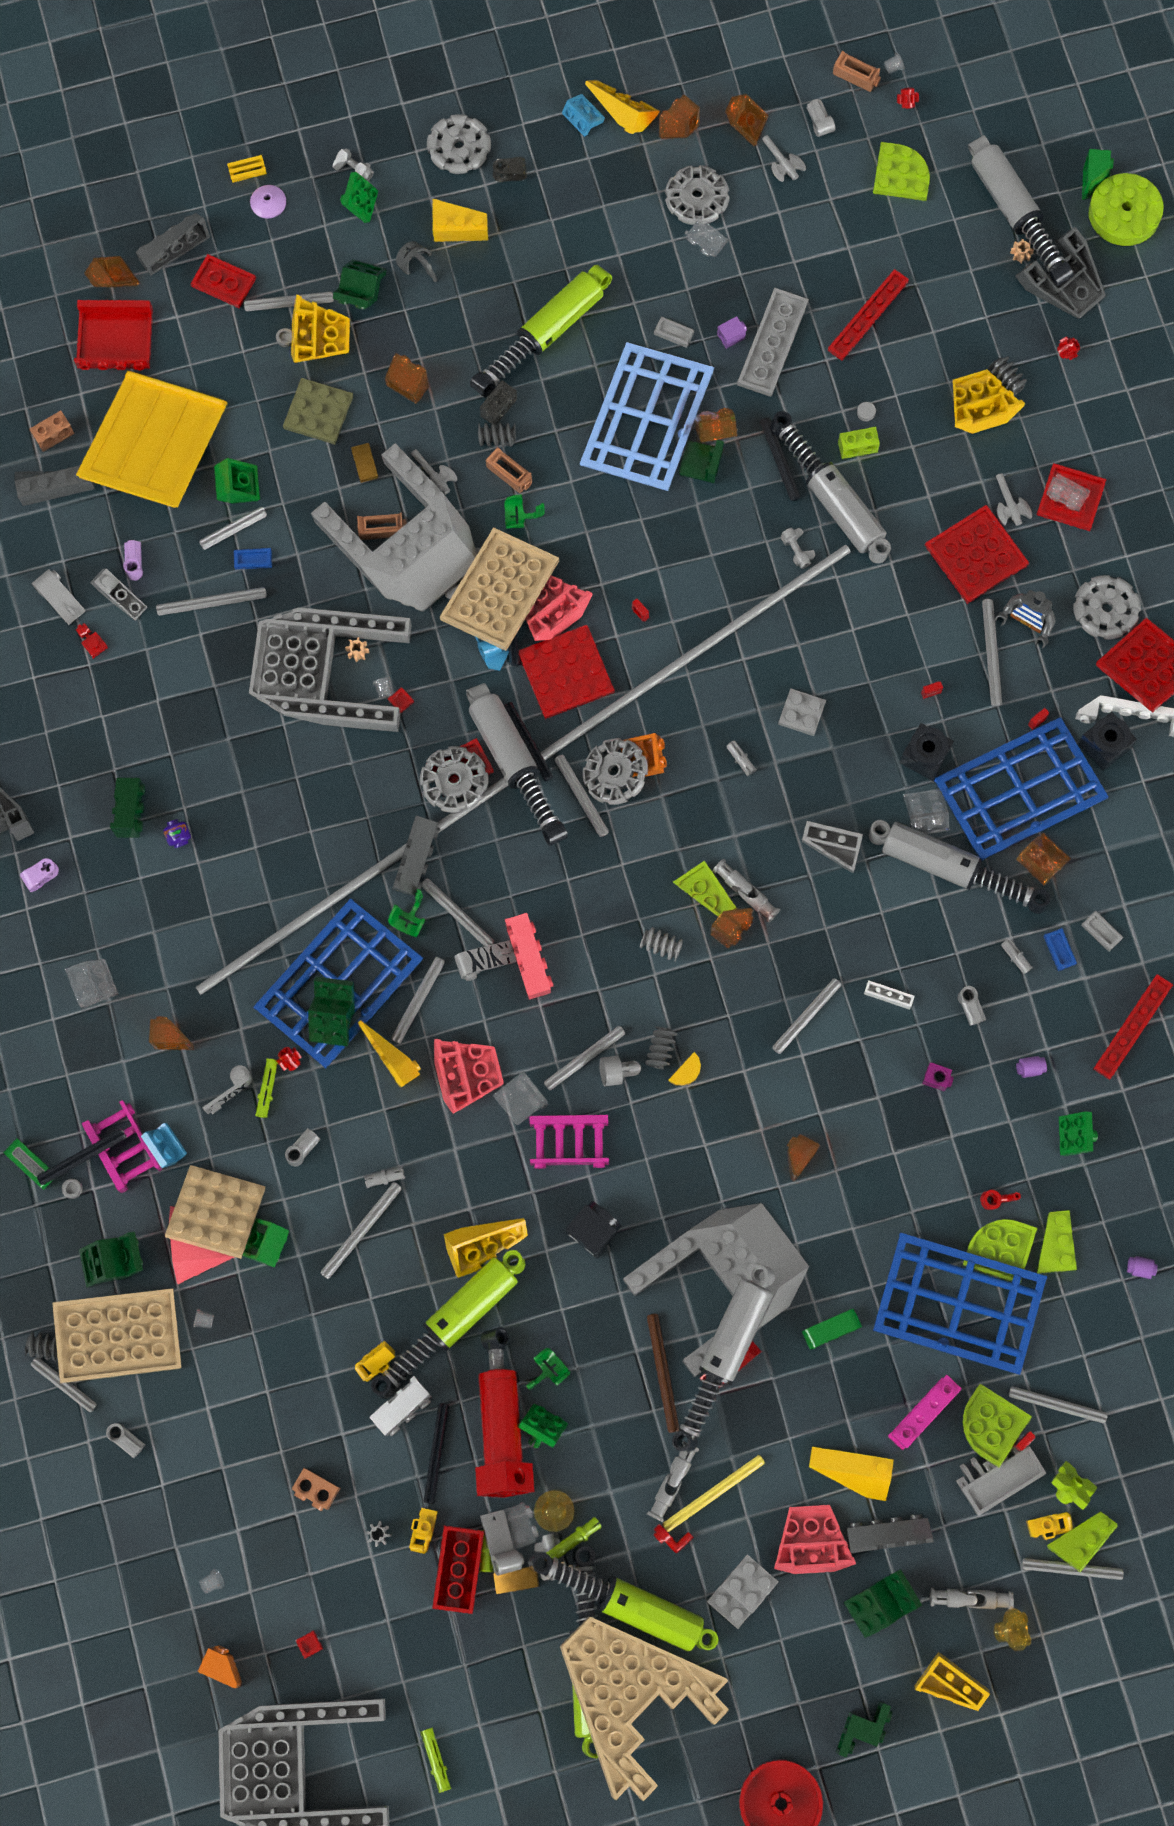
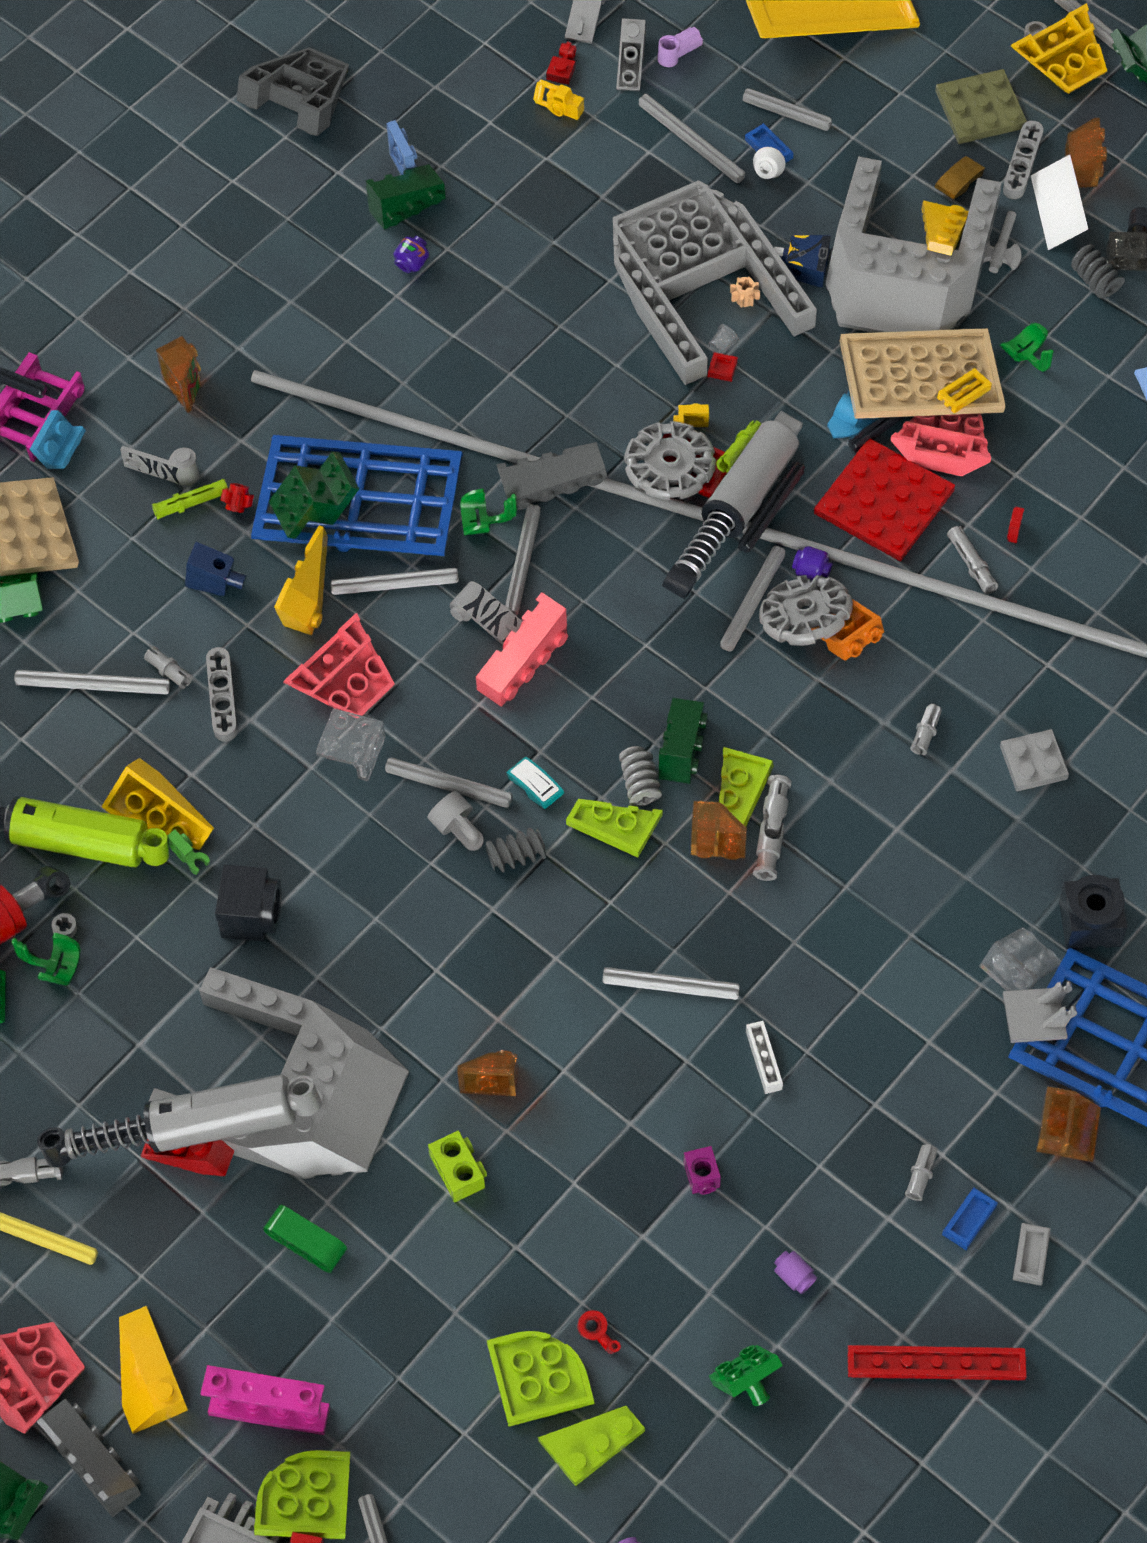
camera: 55 degrees right, 15 degrees down
(37, 875) = (273, 164): lavender piece -> none
(91, 982) = (190, 274): clear slope -> none
(93, 789) = (400, 151): none -> medium blue plate
(120, 662) = (559, 100): none -> yellow piece
(236, 481) = (839, 81): green slope -> none
(270, 569) = (769, 162): none -> white cone
(303, 1146) = (145, 568): light grey piece -> none
(331, 1113) = (212, 571): none -> dark blue torso
(359, 595) = (807, 257): none -> dark blue torso
(378, 415) = (1022, 159): none -> light grey beam
(379, 532) = (884, 227): nougat window -> none
(400, 499) = (943, 226): none -> yellow wing
(425, 1157) = (221, 694): none -> light grey beam
(426, 742) = (694, 415): none -> yellow bracket
(428, 418) = (1059, 202): none -> white sticker
(472, 730) = (730, 456): none -> lime pin
(519, 484) = (1065, 327): nougat window -> none
(522, 1245) = (182, 847): none -> bright green plate
(526, 1343) = (64, 917): none -> light grey bush
(535, 587) = (972, 391): none -> yellow tile
(578, 1123) = (351, 799): dark pink fence -> none
(583, 745) = (812, 563): none -> dark purple head
(621, 1007) = (536, 782): none -> slope
(646, 651) = (977, 567): none -> light grey pin
(653, 902) = (682, 740): none -> dark green wedge
(663, 1373) = (135, 1080): reddish brown axle -> none
(681, 979) = (617, 826): none -> lime wing
(687, 1072) = (510, 898): yellow tile -> none
(834, 843) = (900, 883): light grey wedge -> none
(843, 1218) = (452, 1167): none -> lime brick
(950, 863) = (977, 1024): light grey piece -> none
(960, 1303) = (373, 1380): blue door -> none
(969, 827) = (1038, 1013): none -> light grey plate
(971, 1007) = (819, 1157): light grey piece -> none

